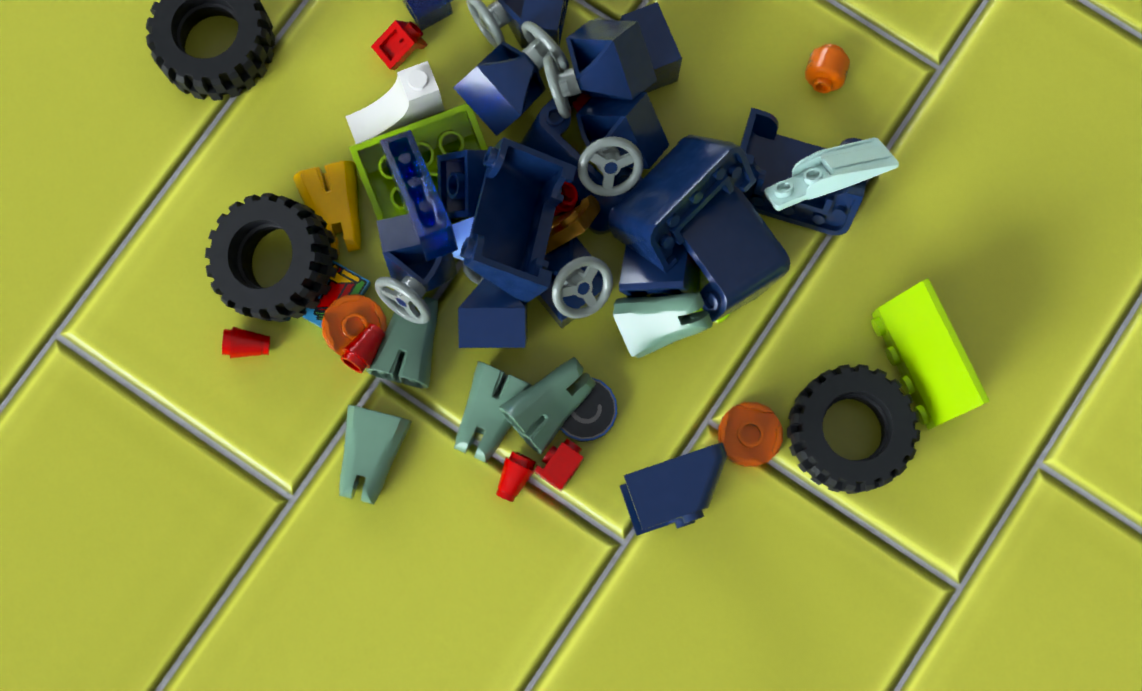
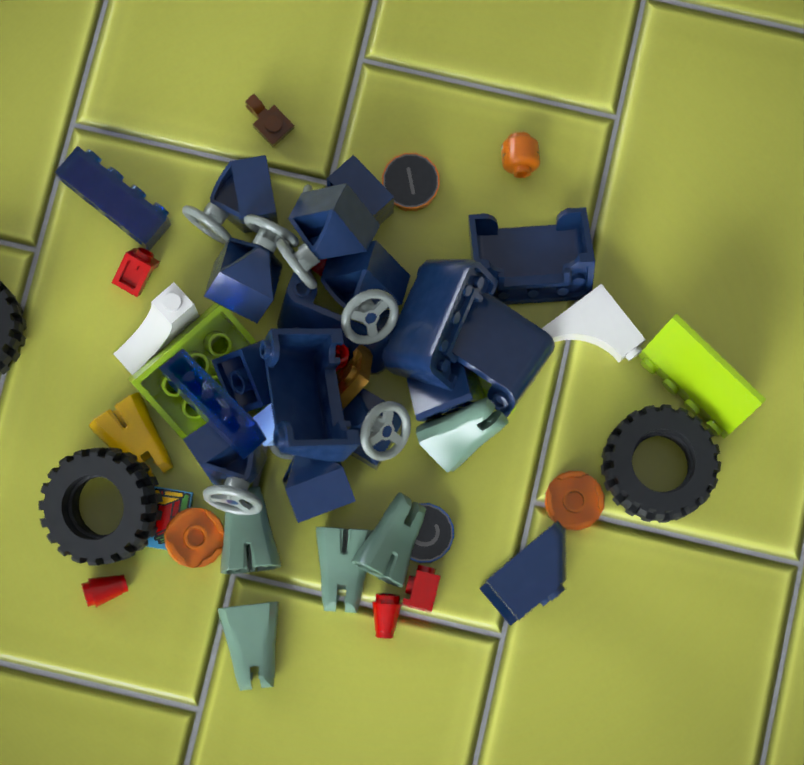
camera: 25 degrees left, 0 degrees up
(363, 348) = (212, 554): red cone -> none
(707, 56) = (411, 181): none -> black tile
(831, 171) = (559, 247): light aqua piece -> none
(844, 264) = (599, 322): none -> white arch

